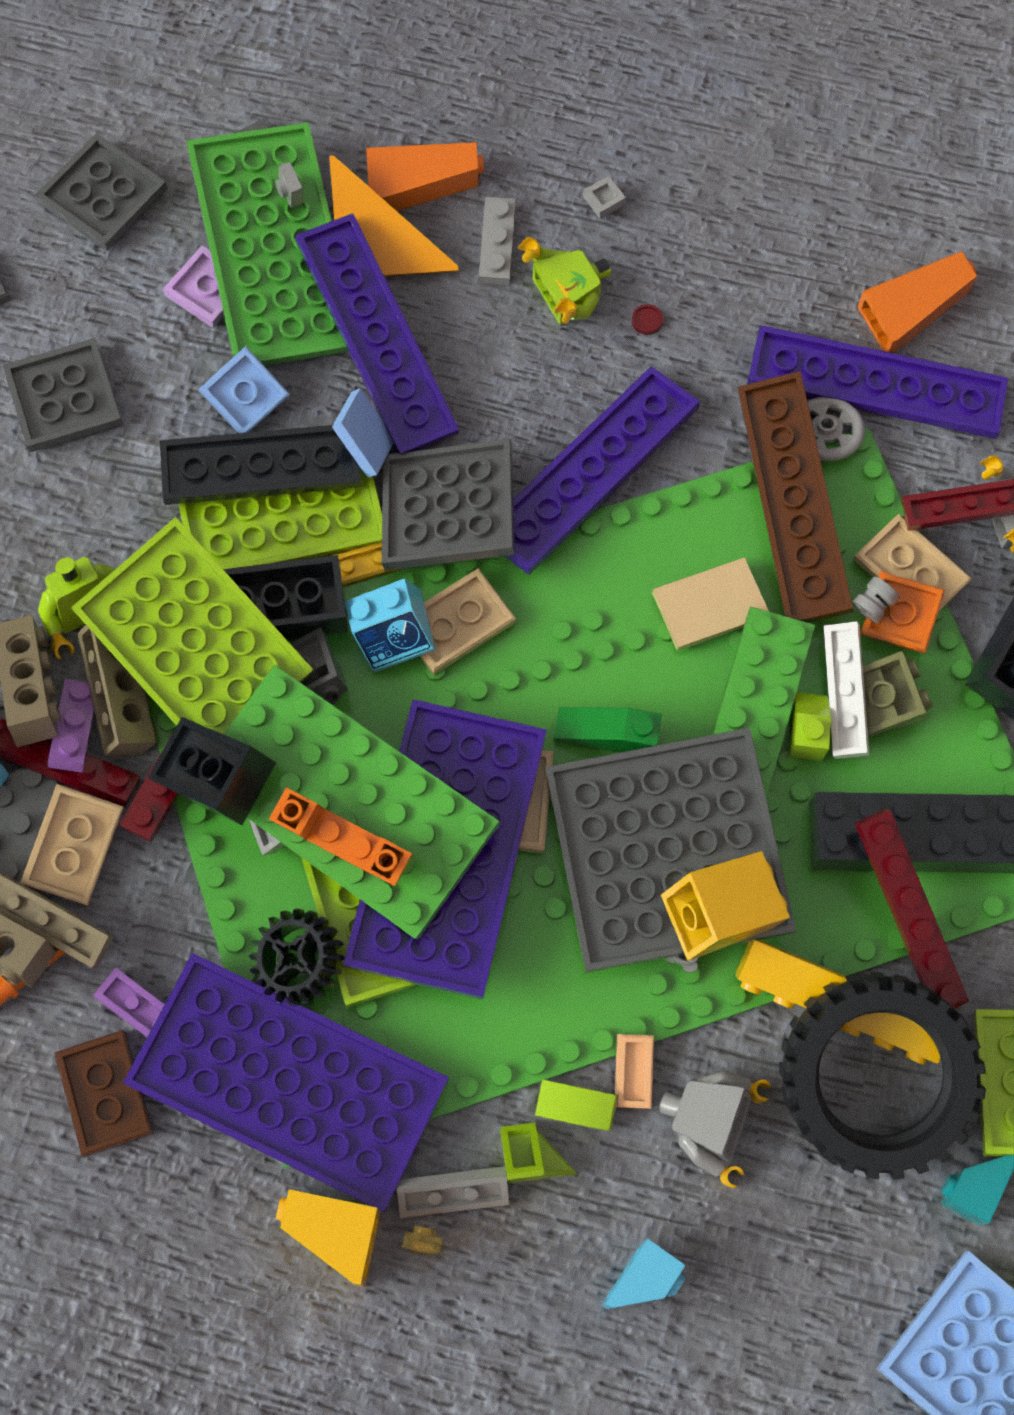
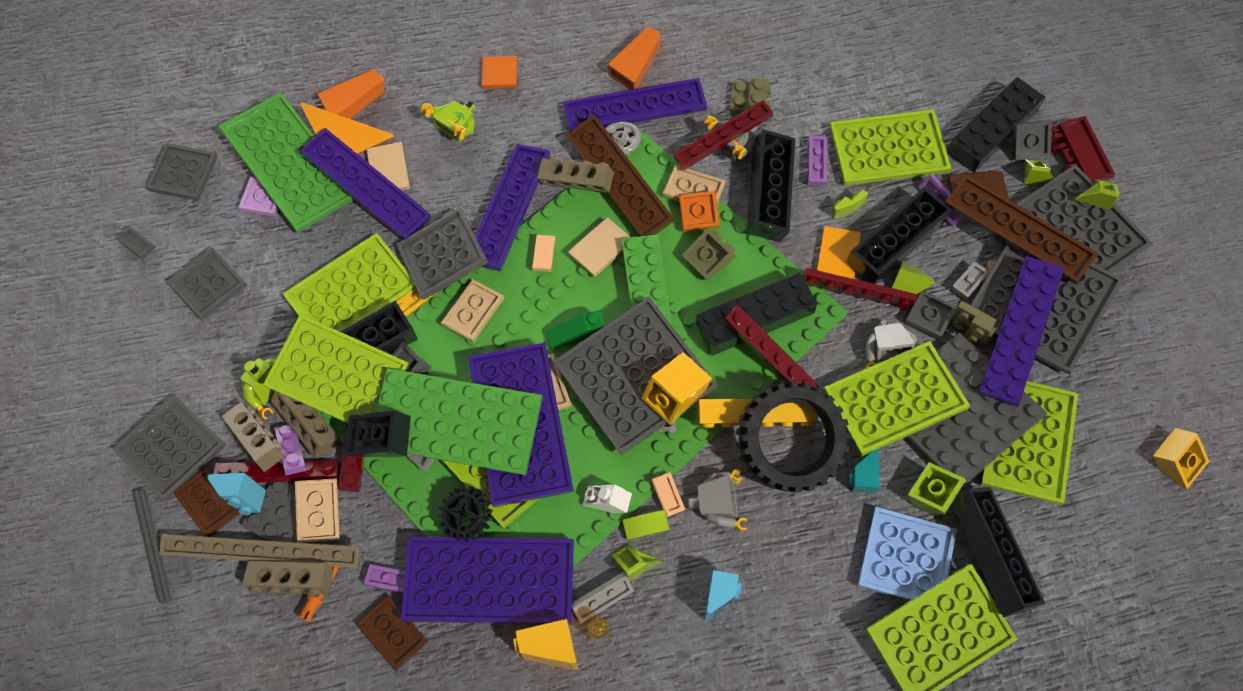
camera: 20 degrees left, 5 degrees down
(244, 391) = (306, 241): light blue tile -> none
(255, 465) = (331, 274): black plate -> none
(289, 185) = (285, 126): light grey plate -> none
(340, 837) = (462, 439): orange slope -> none
(363, 433) = (380, 235): light blue tile -> none
(390, 624) = (439, 325): slope -> none
(433, 314) = (391, 163): none -> tan tile
(497, 241) = (407, 114): light grey plate -> none
(532, 1034) = (607, 498): none -> white slope
(604, 197) = (454, 70): light grey plate -> none
(613, 574) = (543, 253): none -> light nougat tile
(647, 319) = (504, 122): dark red piece -> none
(678, 229) = (499, 72): none -> orange tile
(758, 493) = (599, 182): none -> dark tan brick
(810, 727) = (679, 286): lime slope -> none
(846, 690) = (689, 259): white plate -> none
(875, 599) = (683, 209): light grey wheel -> none

